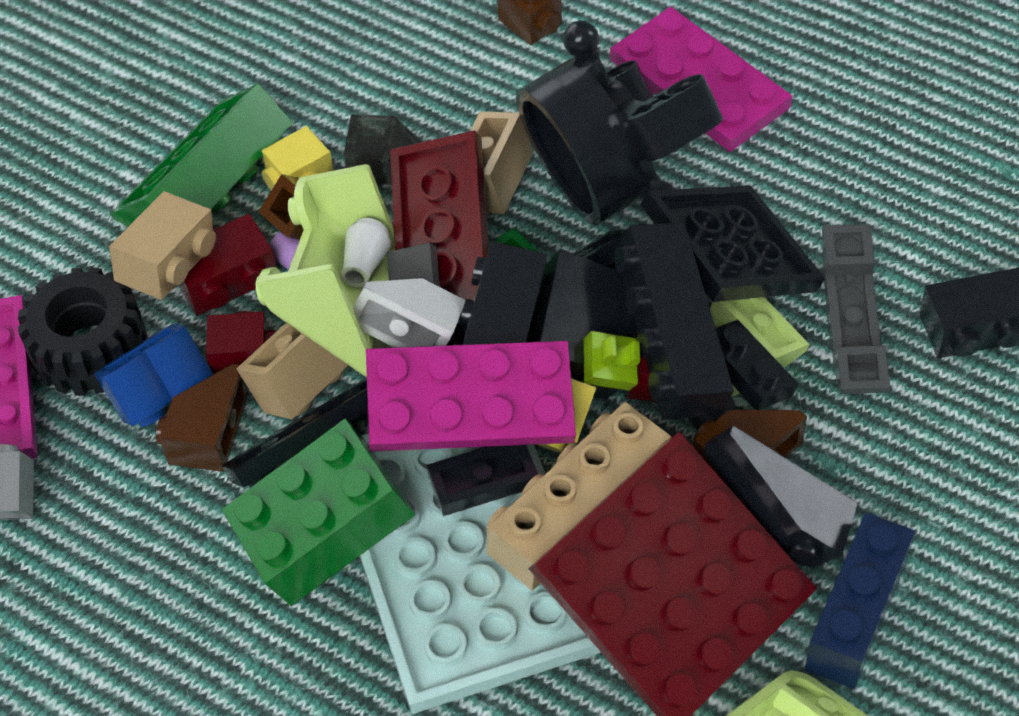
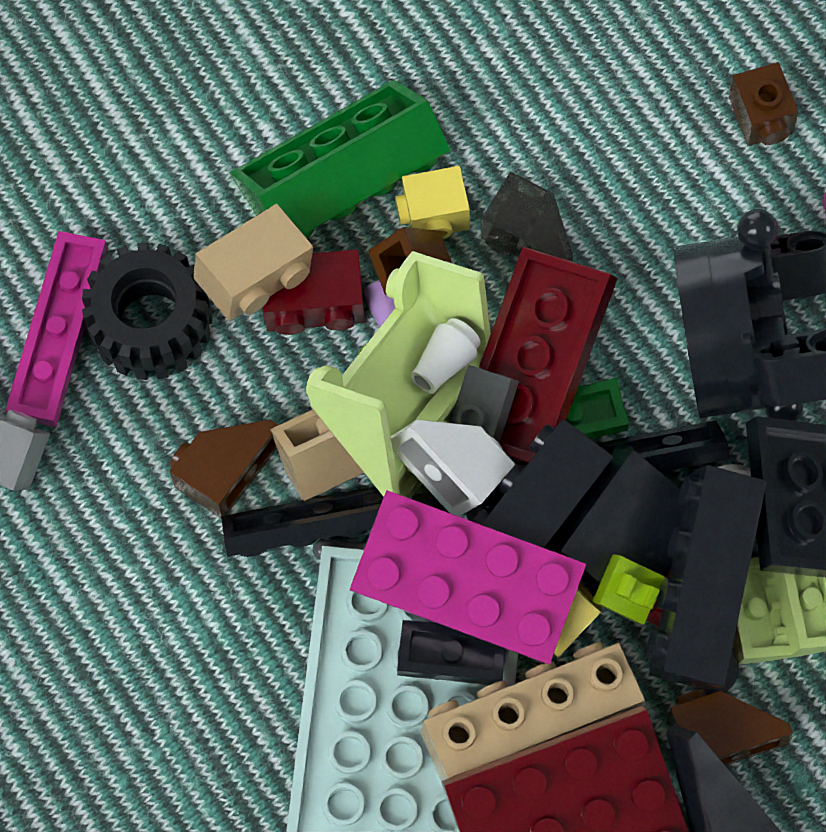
camera: 25 degrees right, 15 degrees up
(153, 374) = (194, 394): blue brick -> none
(234, 337) = (282, 388): dark red brick -> none
(317, 513) = (281, 621): green brick -> none
(505, 156) = (642, 290): tan brick -> none
(753, 368) = (771, 644): black plate -> none

